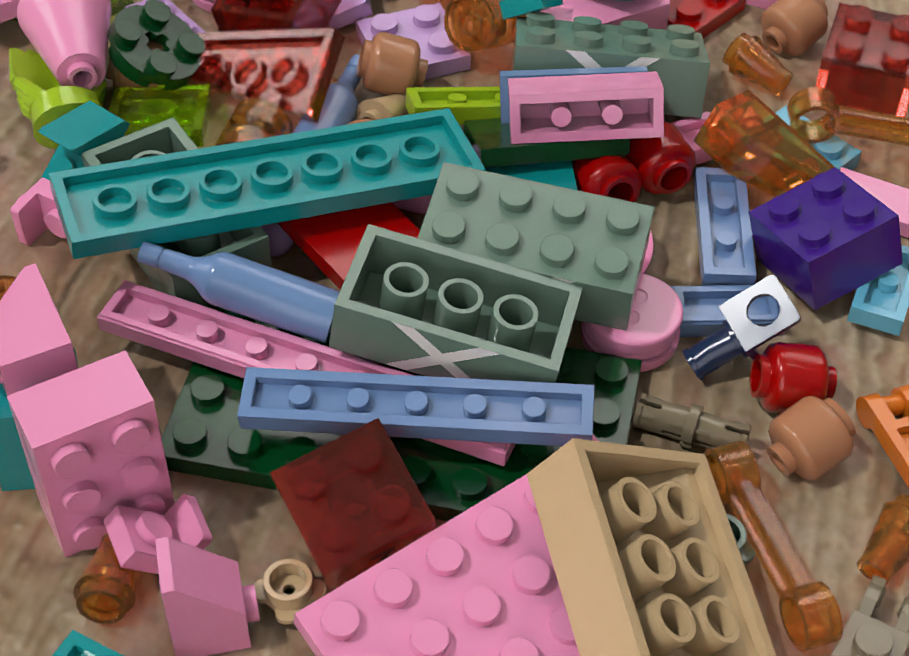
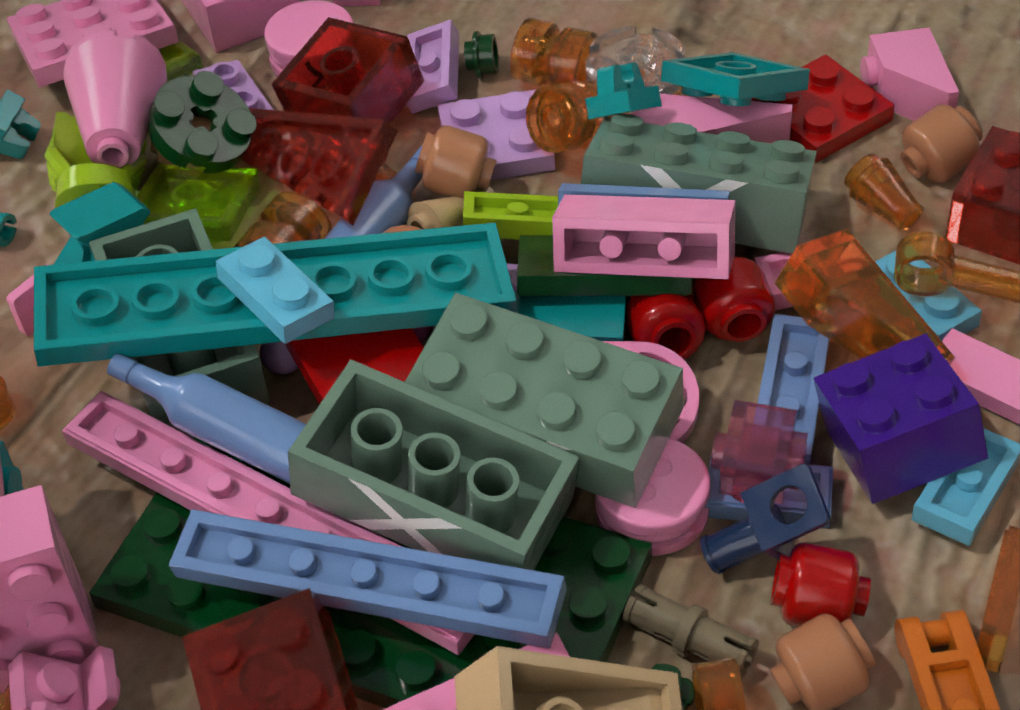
camera: 15 degrees right, 0 degrees up
(277, 175) = (275, 289): none -> medium azure plate
(717, 272) = (757, 447): none -> clear pink brick

